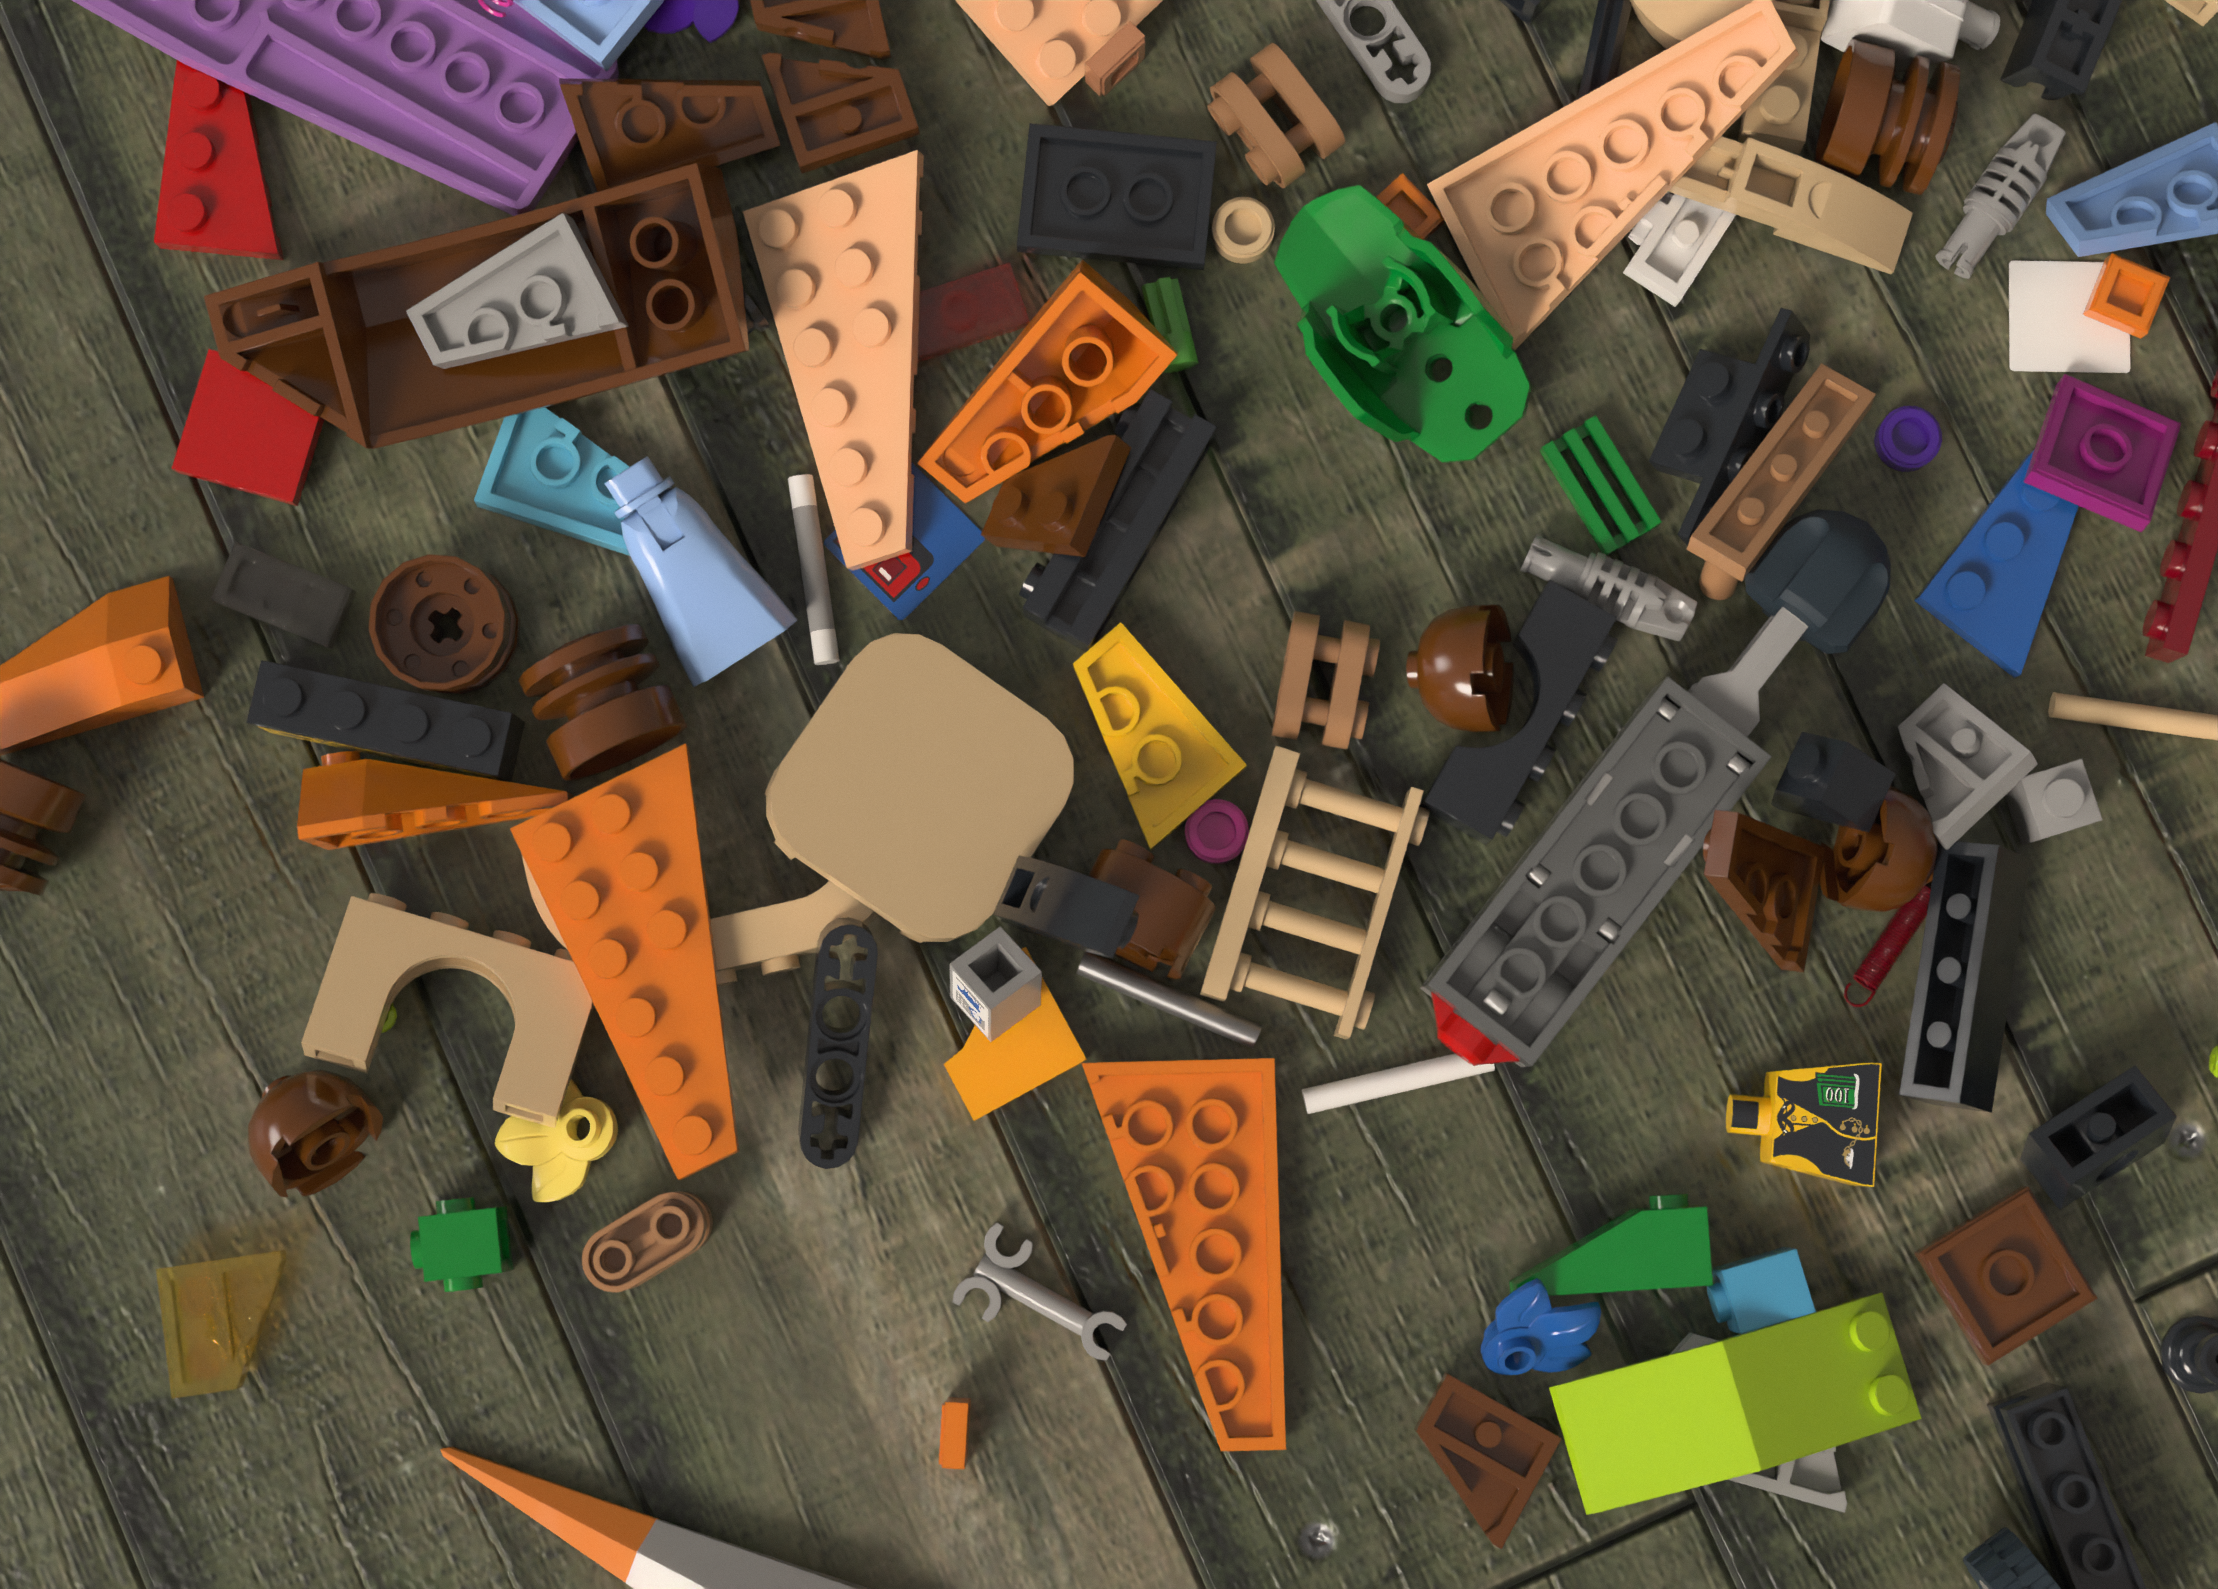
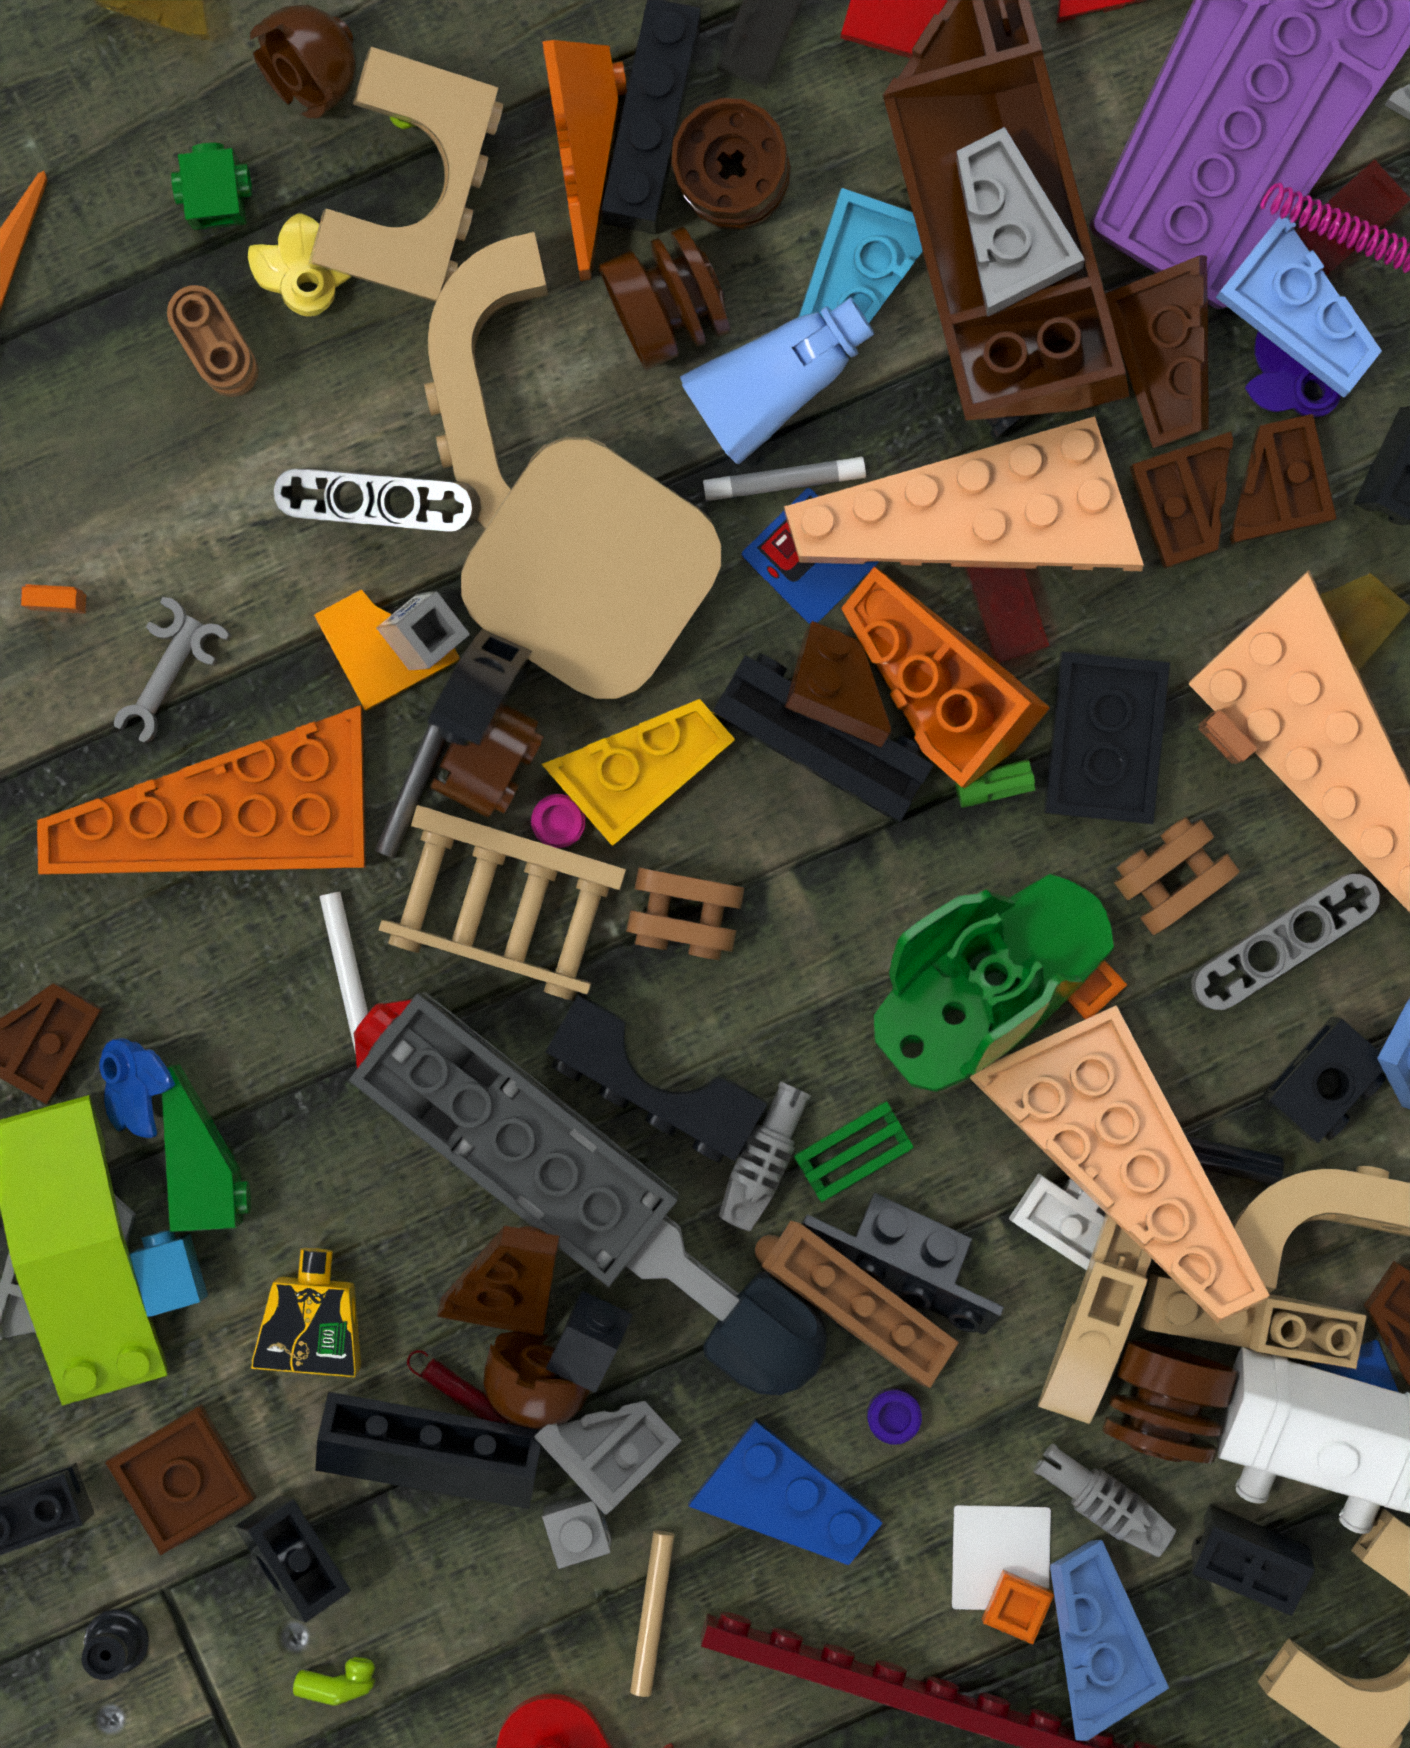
camera: 85 degrees right, 5 degrees up
(636, 919) = (478, 328): orange wing -> none
(1243, 230) = (1078, 847): tan tile -> none
(1464, 668) = (692, 1031): reddish brown cylinder -> none
(2102, 453) = (878, 1581): magenta tile -> none

